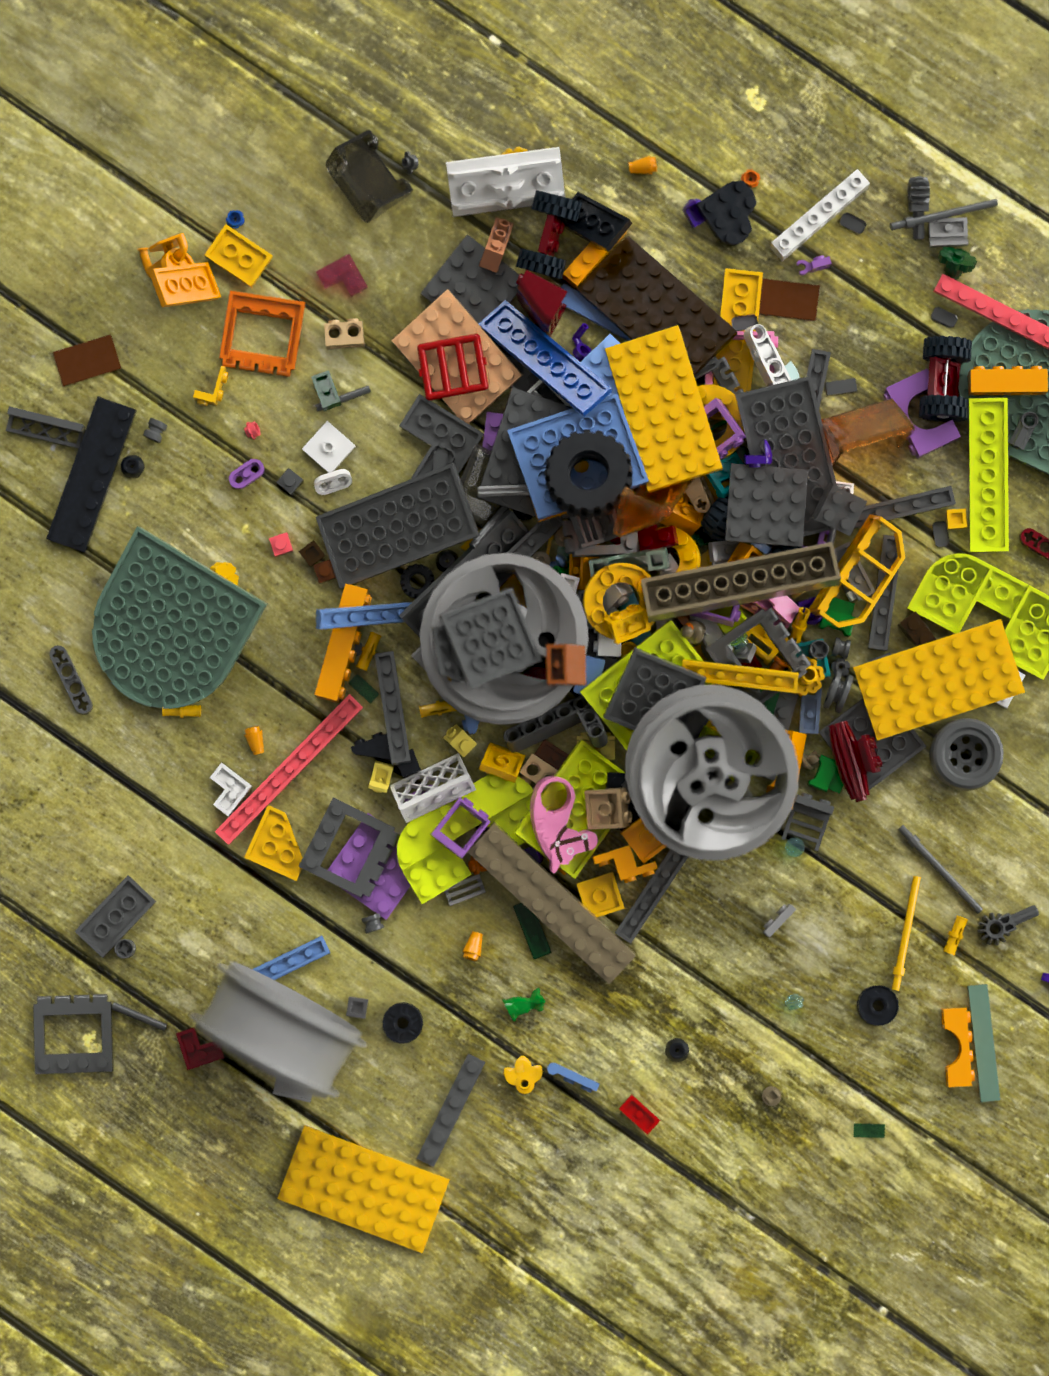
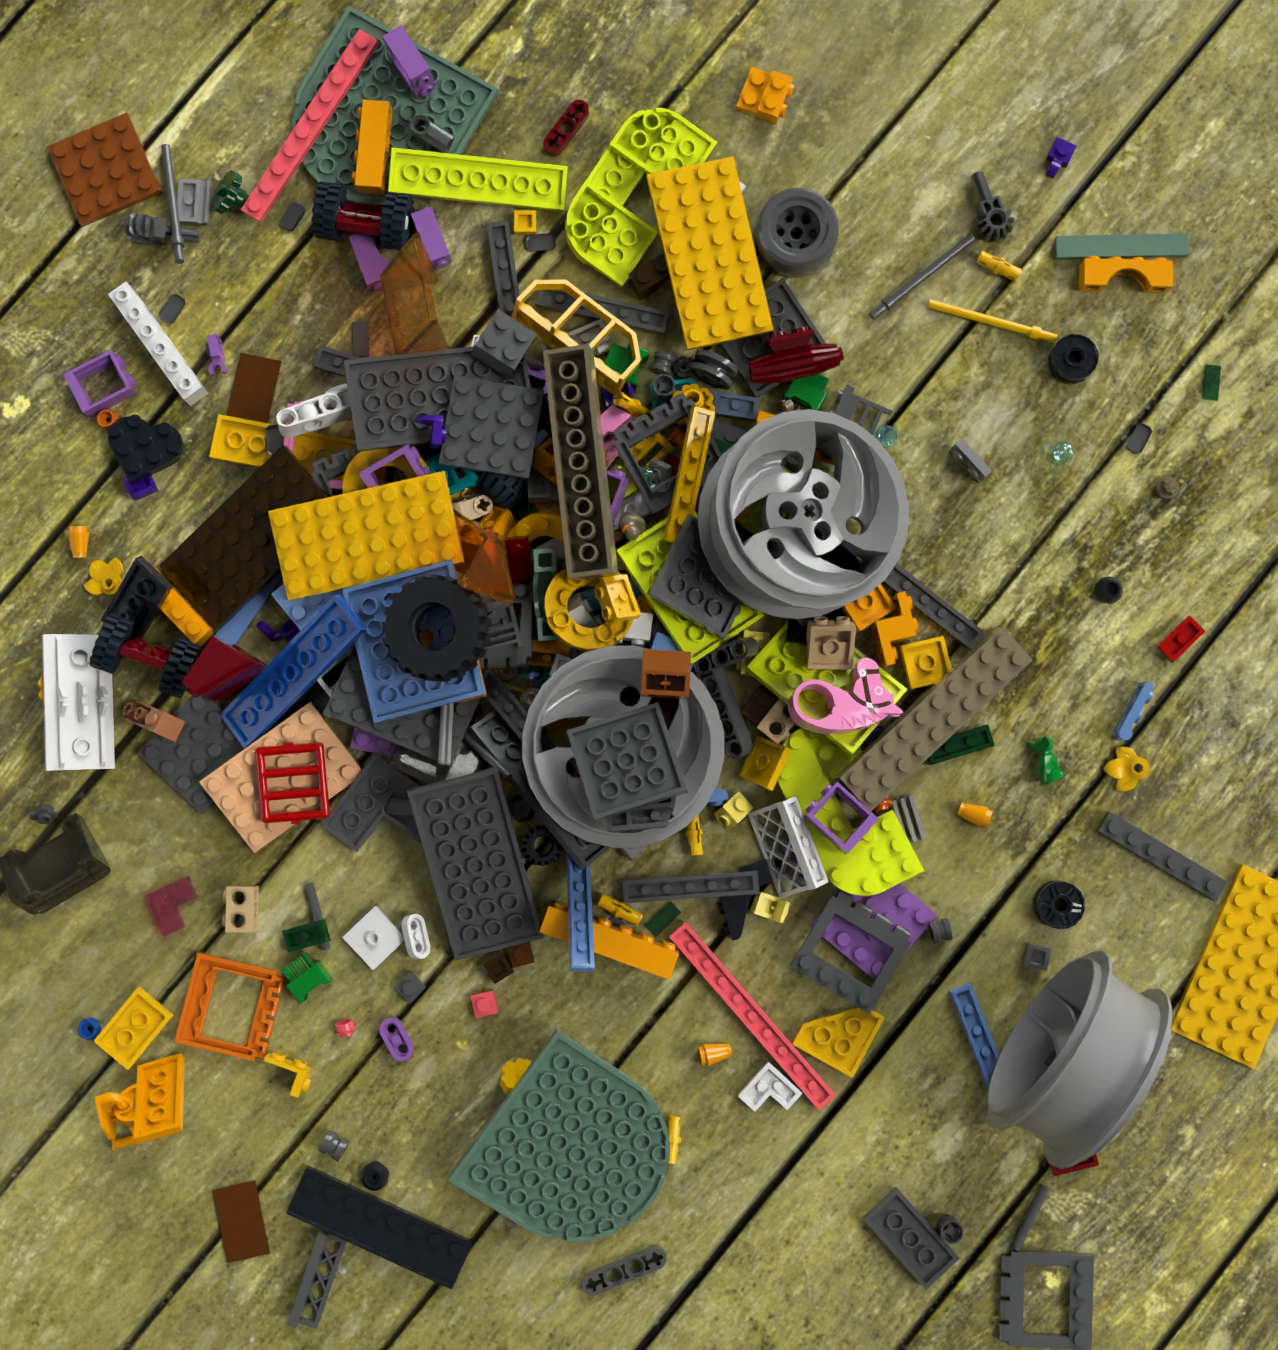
camera: 85 degrees left, 0 degrees up
(292, 393) = (305, 976): none -> green piece
(614, 188) = (103, 576): none -> yellow plate
(773, 152) = (76, 375): none -> medium lavender window
(813, 1069) = (1139, 438): none -> dark grey piece
(970, 152) = (104, 169): none -> dark orange plate

